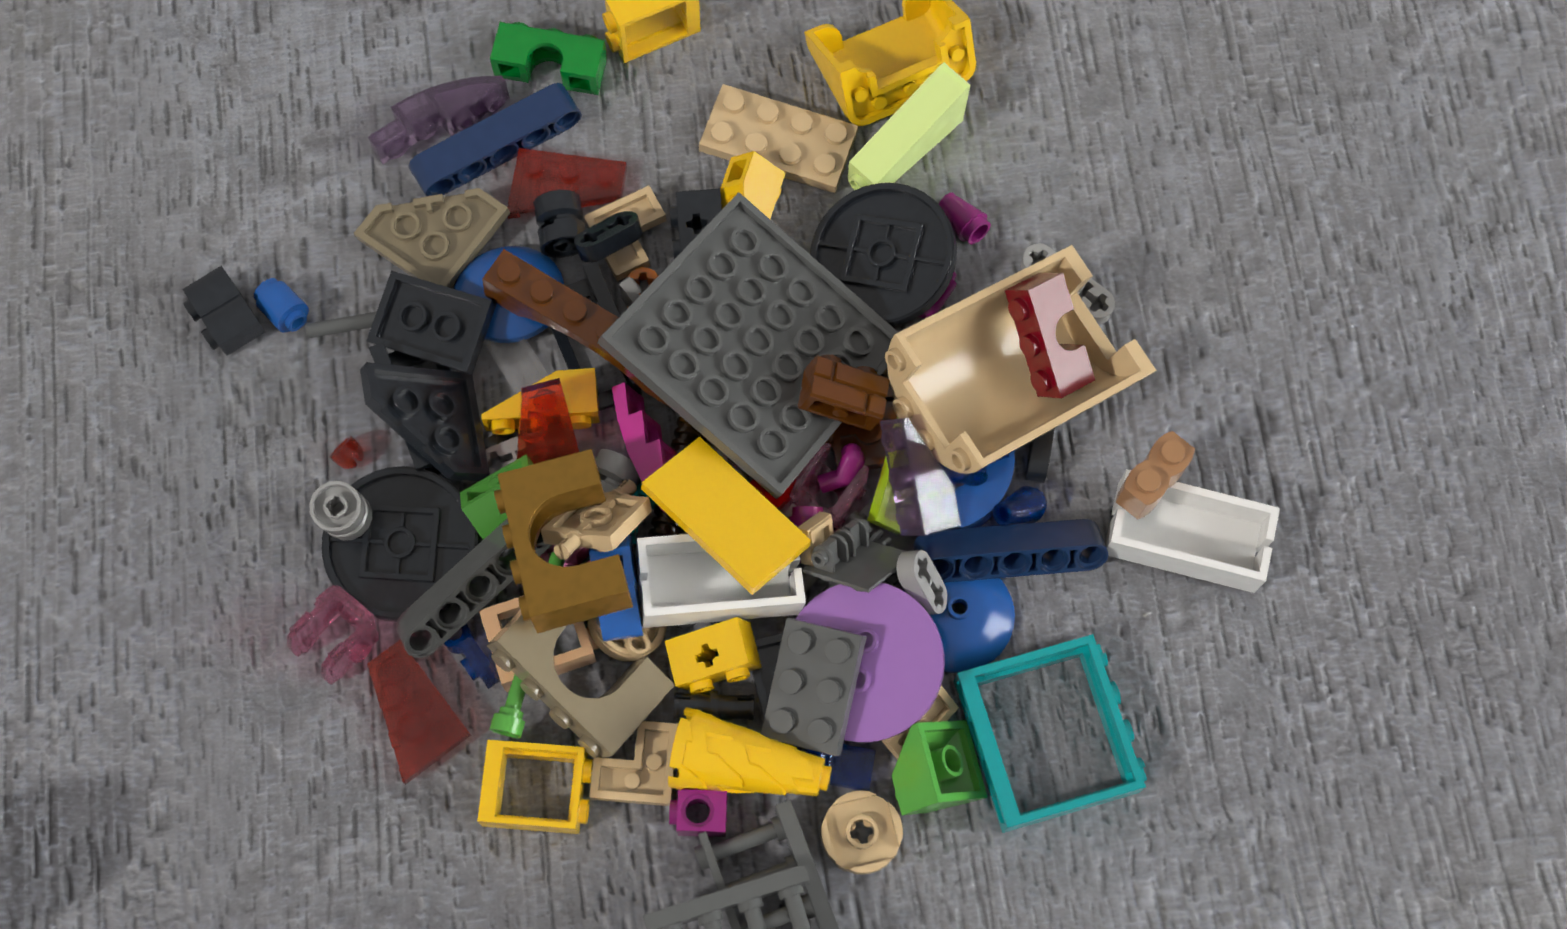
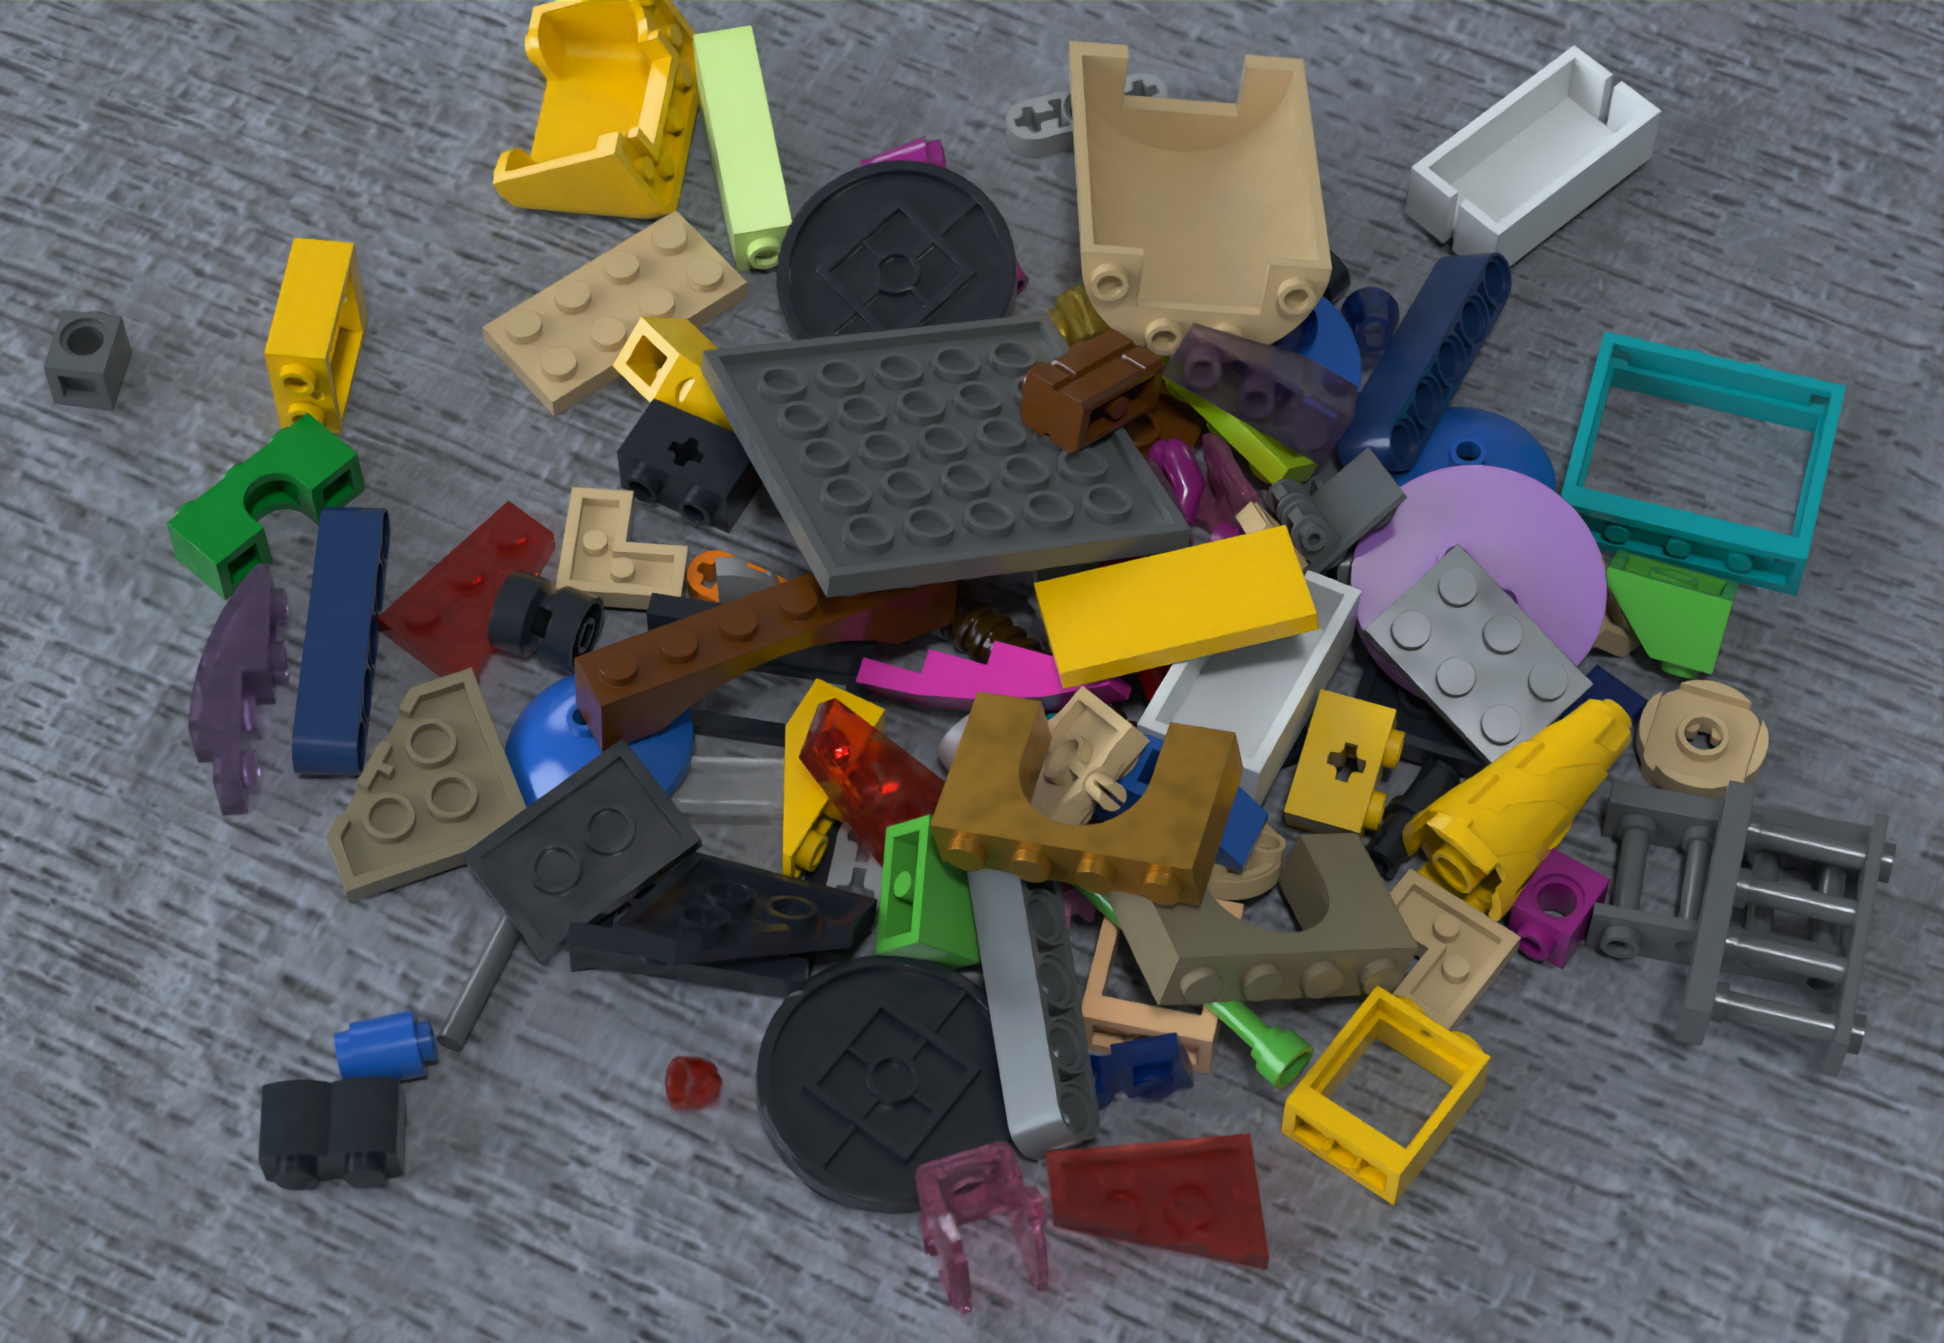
camera: 55 degrees left, 15 degrees down
(340, 510) = (805, 1101): light grey wheel -> none
(608, 236) = (624, 561): black beam -> none
(922, 580) = (1405, 451): light grey beam -> none
(1036, 309) = (1137, 114): arch -> none
(1155, 475) = (1451, 129): medium nougat brick -> none

